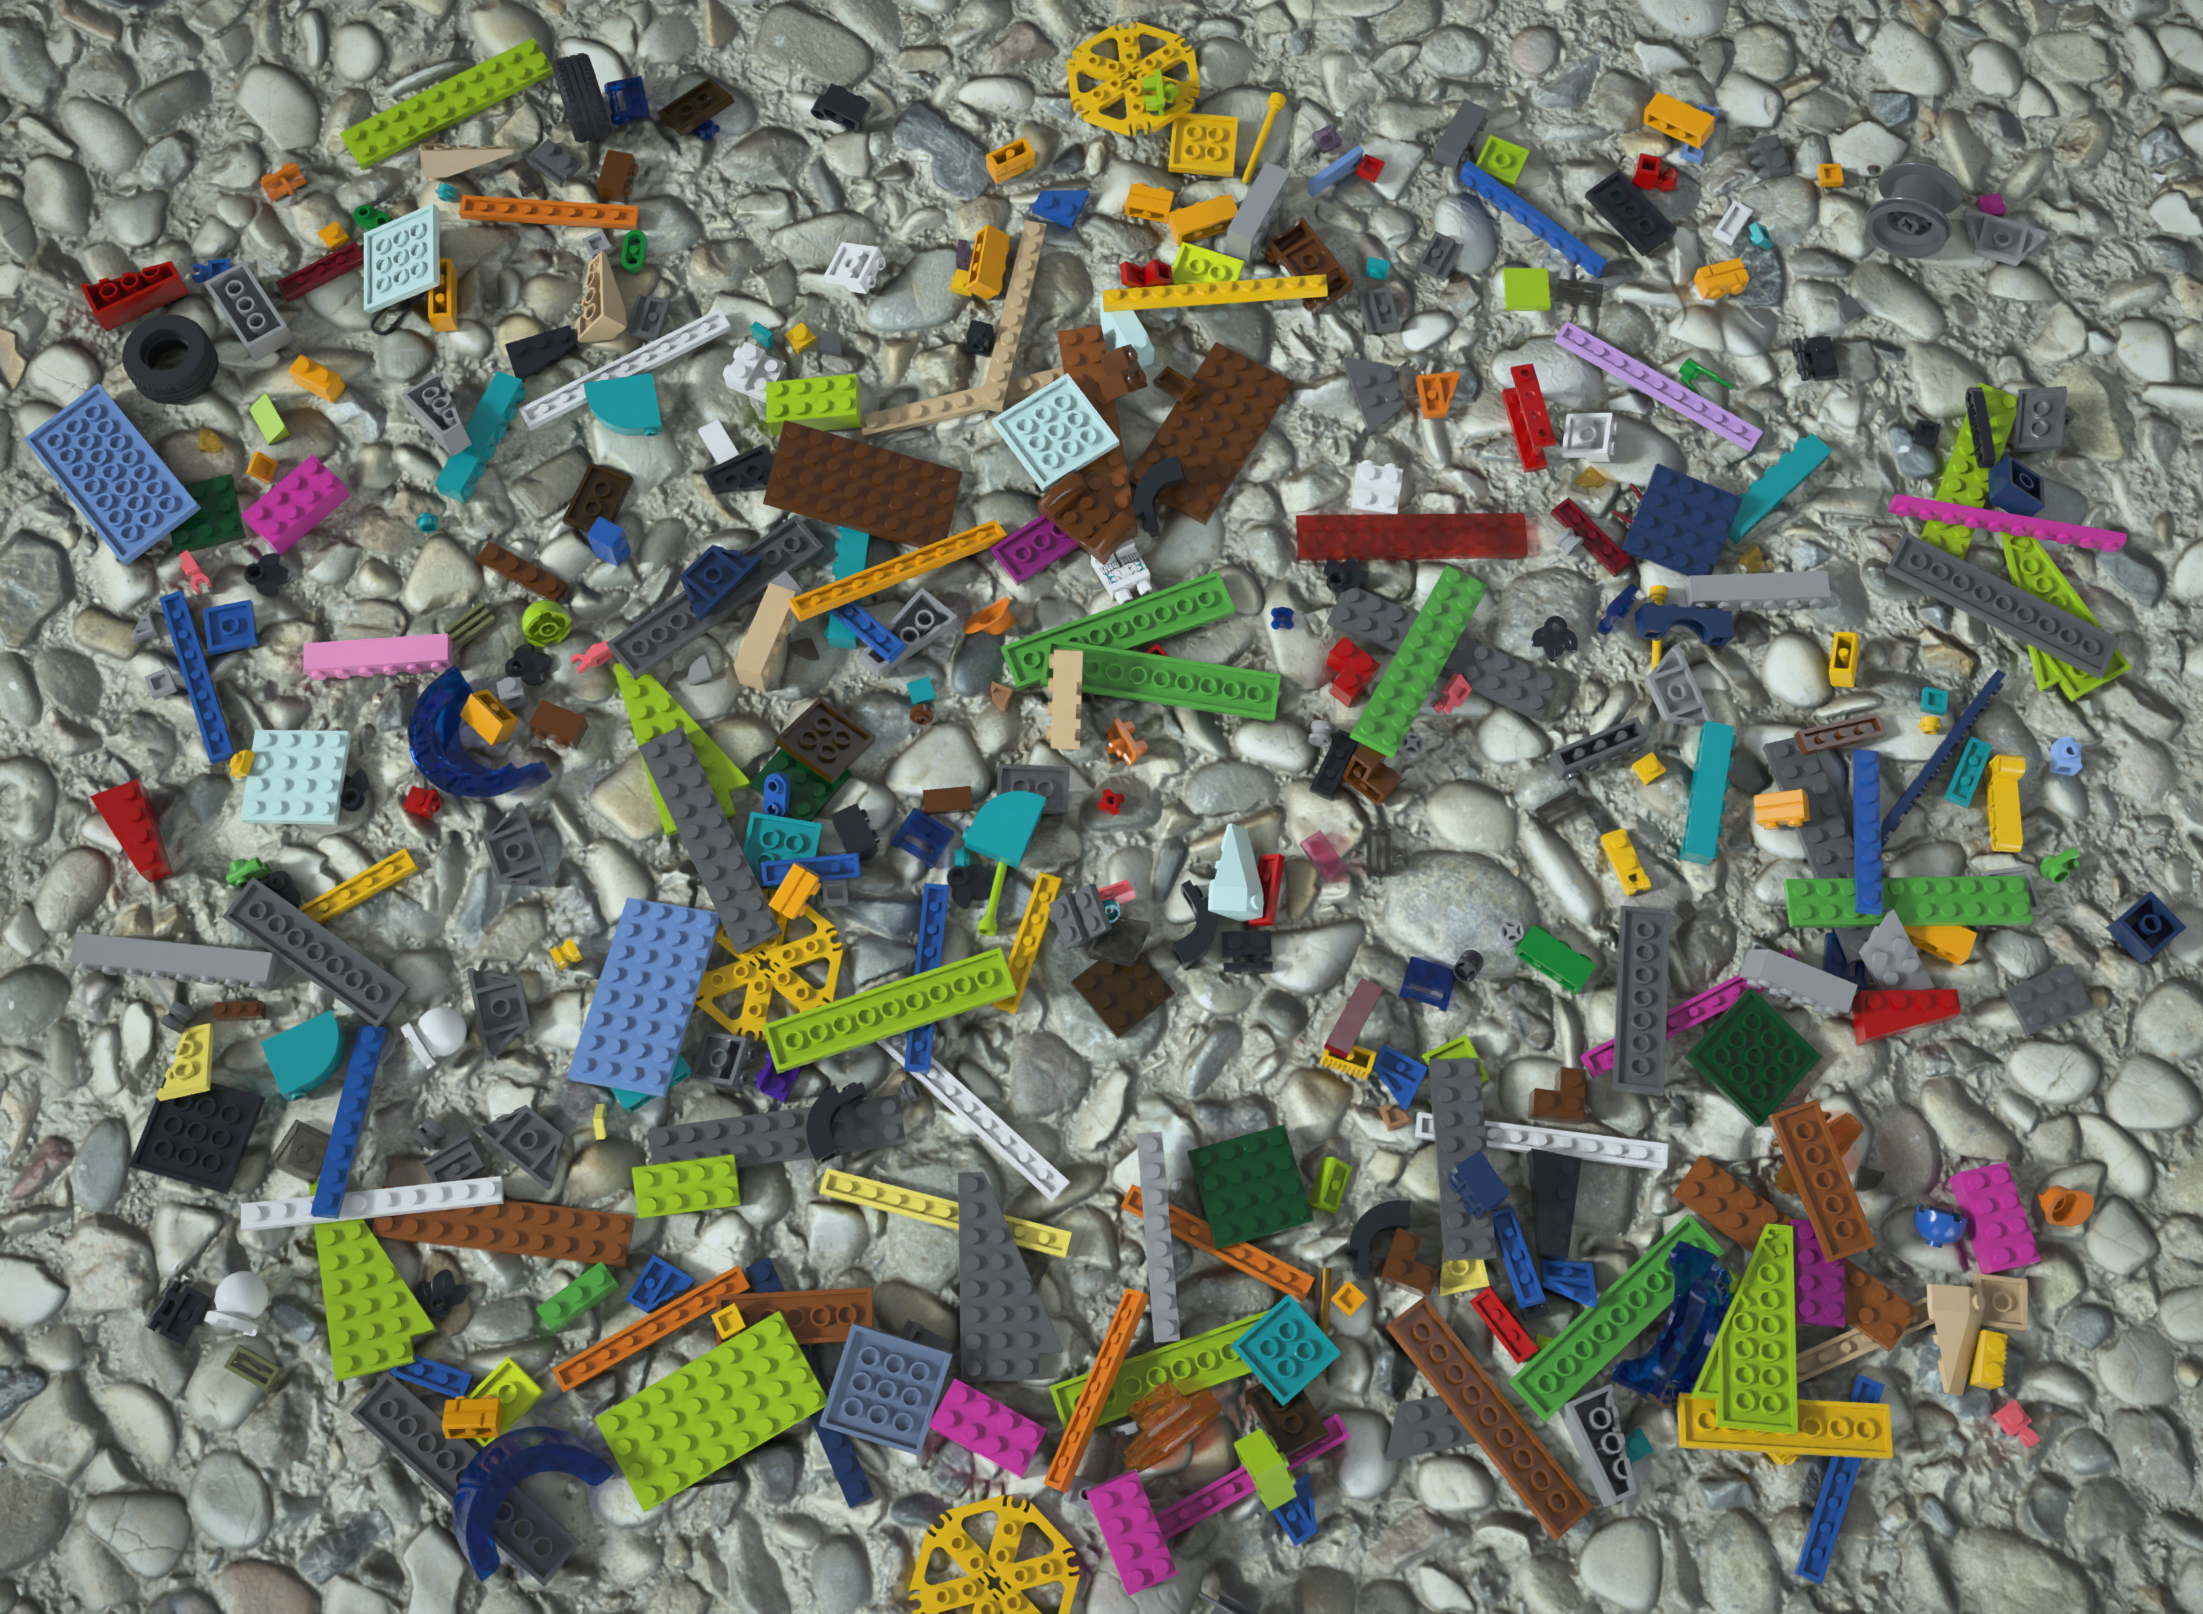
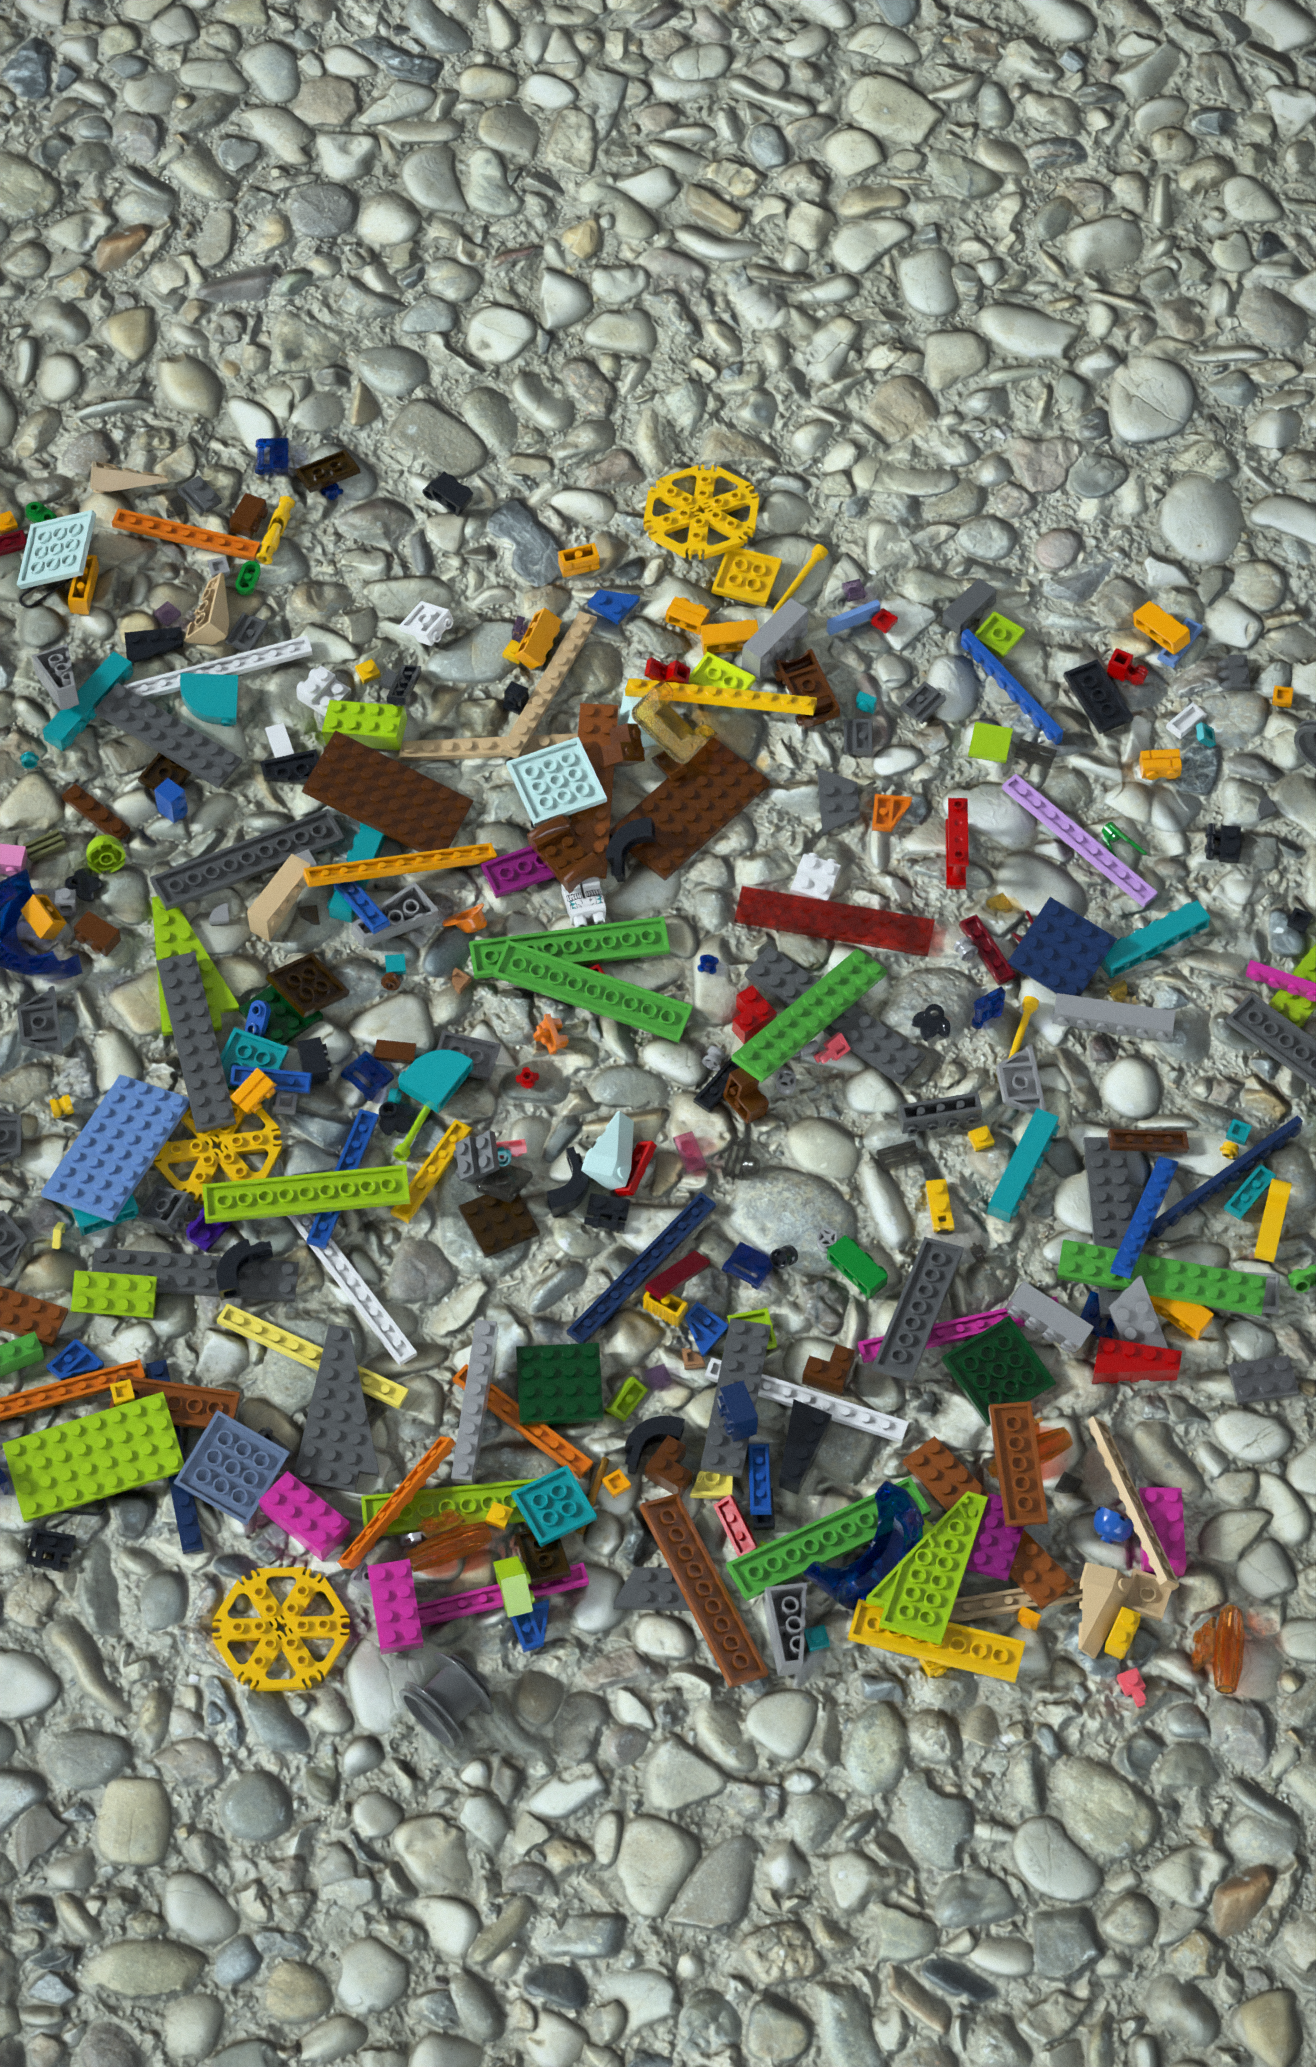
camera: 15 degrees right, 10 degrees down
(446, 192) = (105, 504): teal plate -> none
(447, 103) = (123, 432): lime plate -> none
(550, 312) = (167, 613): none -> clear purple plate
(581, 97) = (233, 447): black tyre -> none
(586, 461) = (168, 736): none -> dark grey plate
(596, 655) = (139, 887): coral plate -> none
(650, 200) = (275, 531): none -> yellow piece
(686, 1535) = (51, 1543): none -> black plate
(715, 577) = (249, 843): dark blue wing -> none
(762, 335) = (337, 663): teal tile -> none
(848, 348) = (403, 685): none -> black plate
(908, 1091) = (306, 1261): dark grey plate -> none
(1066, 698) = (509, 988): tan wedge -> none
(1157, 101) = (715, 519): lime hips -> none
(1166, 343) = (668, 727): none -> clear yellow windscreen
(1222, 1376) = (499, 1515): none -> yellow plate
(1305, 1016) = (641, 1268): none -> dark blue plate
(1345, 573) = (769, 940): black plate -> none
(1360, 1148) = (658, 1377): none -> clear purple plate
(1570, 1279) = (798, 1504): blue wing -> none
(1590, 436) = (1008, 869): white plate -> none
(1710, 625) = (1065, 1035): dark blue arch -> none
(1782, 808) = (1079, 1187): light orange brick -> none
(1833, 1498) = (963, 1709): blue plate -> none
(1844, 659) = (1169, 1083): yellow brick -> none
(1874, 1365) = (1029, 1618): none -> light orange plate
(1966, 1203) = (1133, 1503): none -> tan plate
(2065, 1206) = (1225, 1535): orange piece -> none
(2106, 1354) = (1222, 1648): none -> clear orange plate

